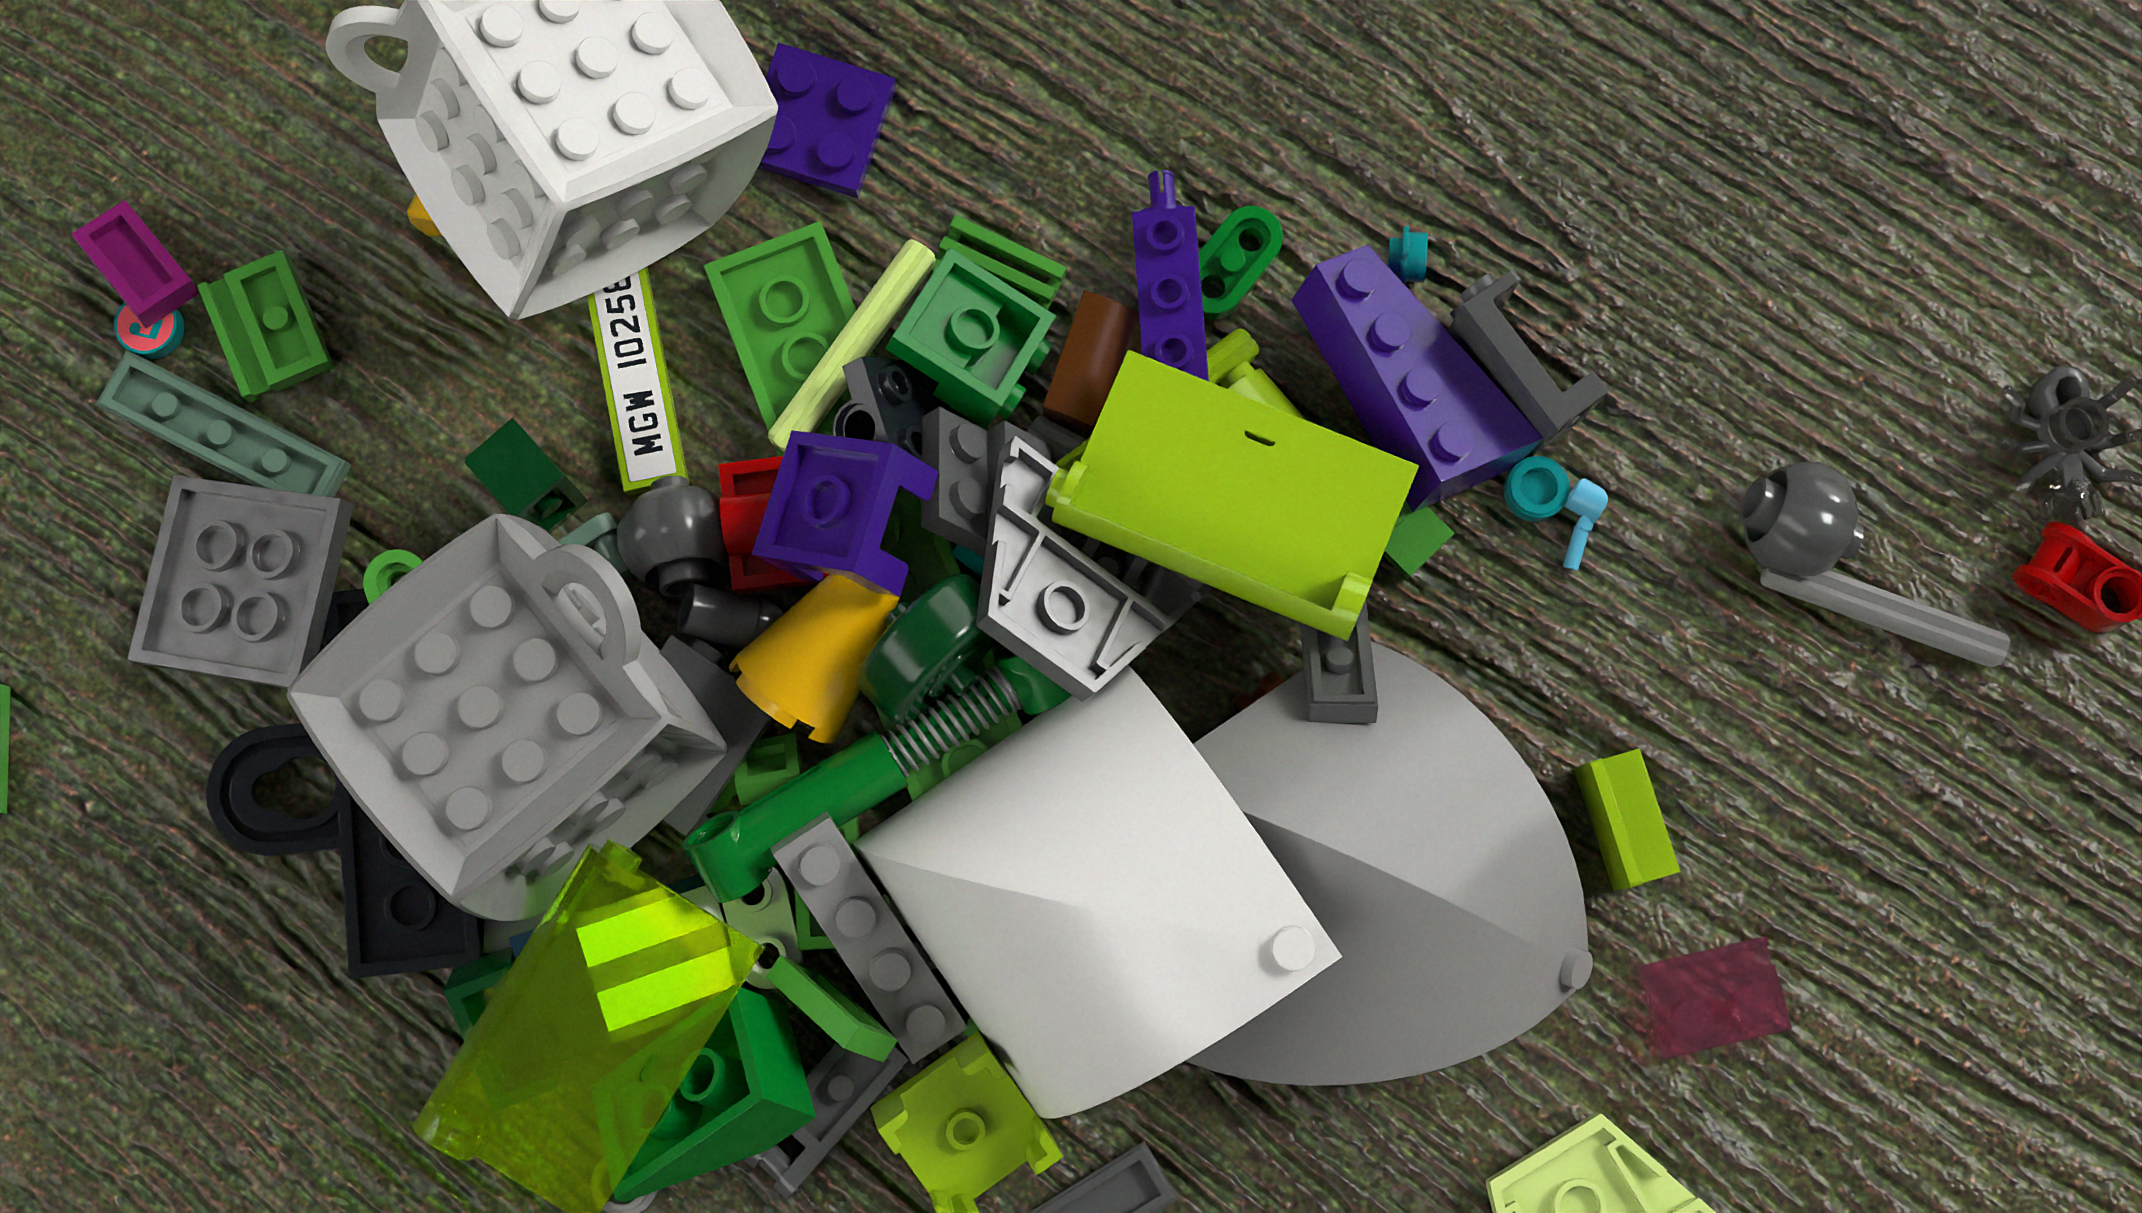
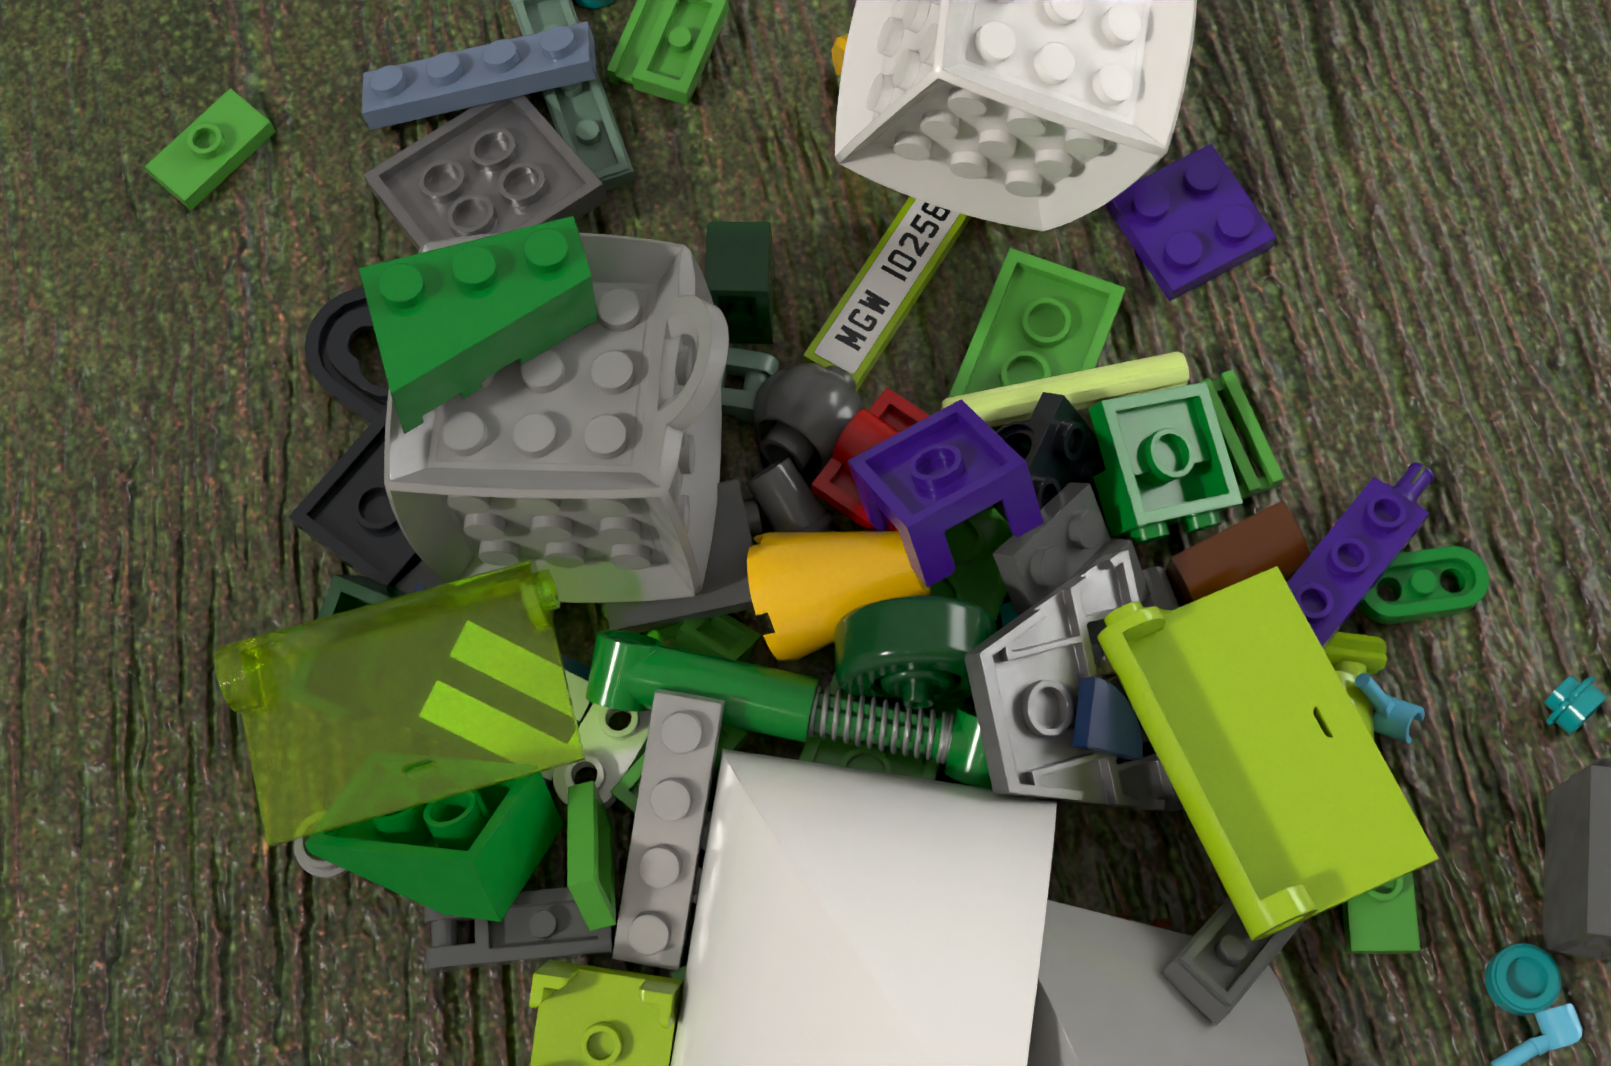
camera: 50 degrees right, 10 degrees down
(140, 495) = (479, 75): none -> sand blue plate
(393, 713) = (474, 309): none -> green wedge
(1112, 577) = (1106, 721): none -> dark blue tile
(1293, 378) = (1391, 714): none -> medium azure hand
(1410, 378) = (1492, 798): dark purple wedge -> none

